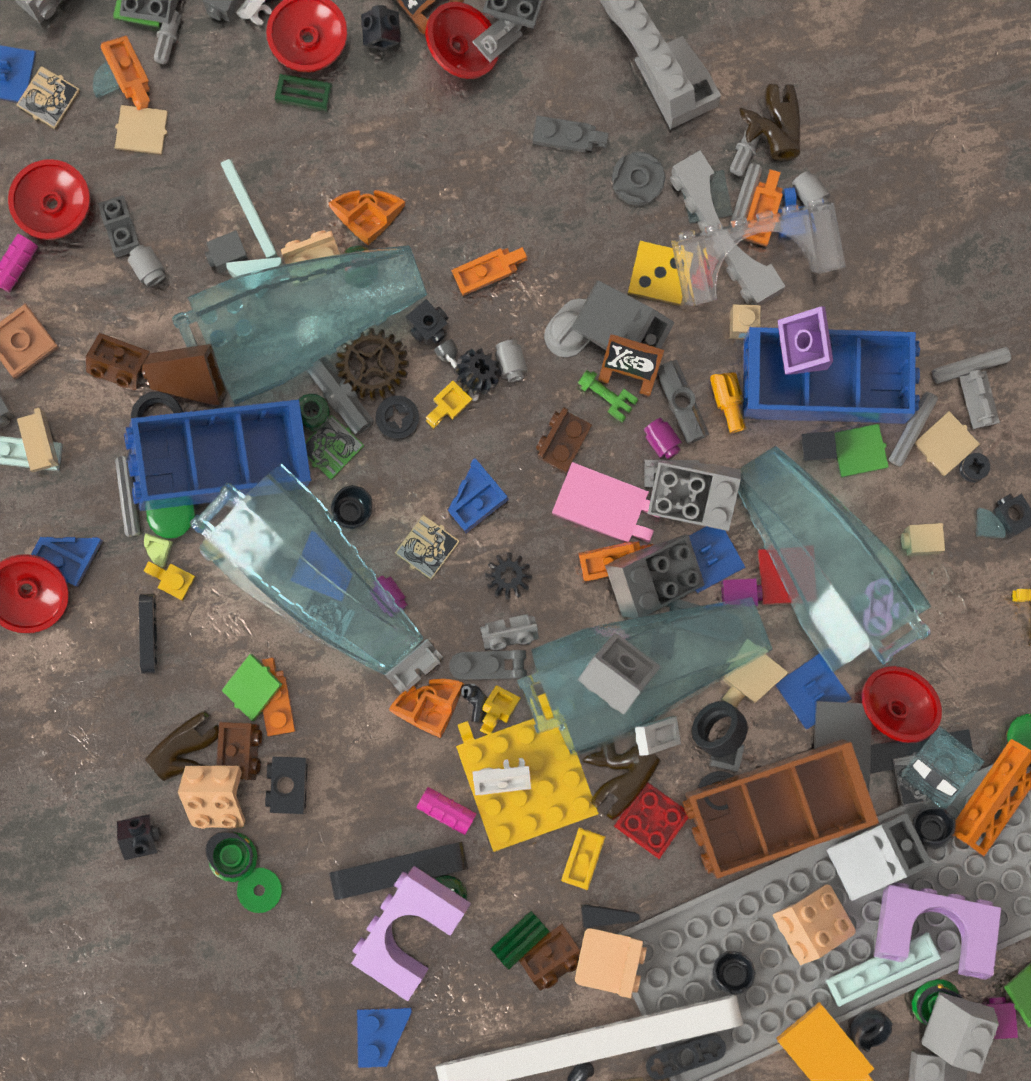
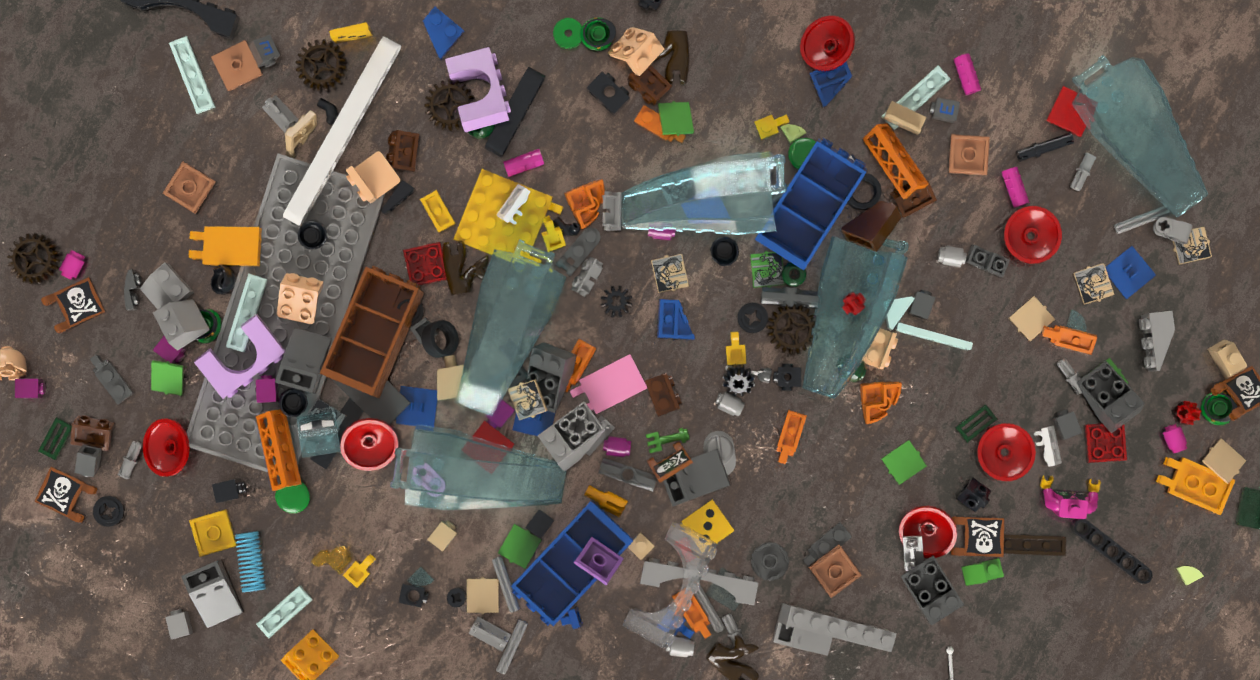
camera: 135 degrees right, 5 degrees up
(84, 410) = (901, 159): none -> orange fence
(129, 509) = (837, 142): light grey axle -> none
(148, 633) = (751, 89): black beam -> none
(287, 320) = (853, 303): none -> red gear
(410, 131) = (904, 462): none -> bright green piece
(437, 965) = (441, 104): none -> dark brown gear
(517, 937) = (428, 142): dark green tile -> none
(588, 102) = (835, 571): none -> nougat plate
(619, 673) = (511, 306): light grey slope -> none
(657, 735) = (464, 303): white plate -> none
(699, 575) = (527, 399): none -> piece
(703, 1043) = (303, 163): black beam -> none
(885, 322) = (573, 618): none -> blue tile
(946, 869) = (267, 389): none -> magenta brick

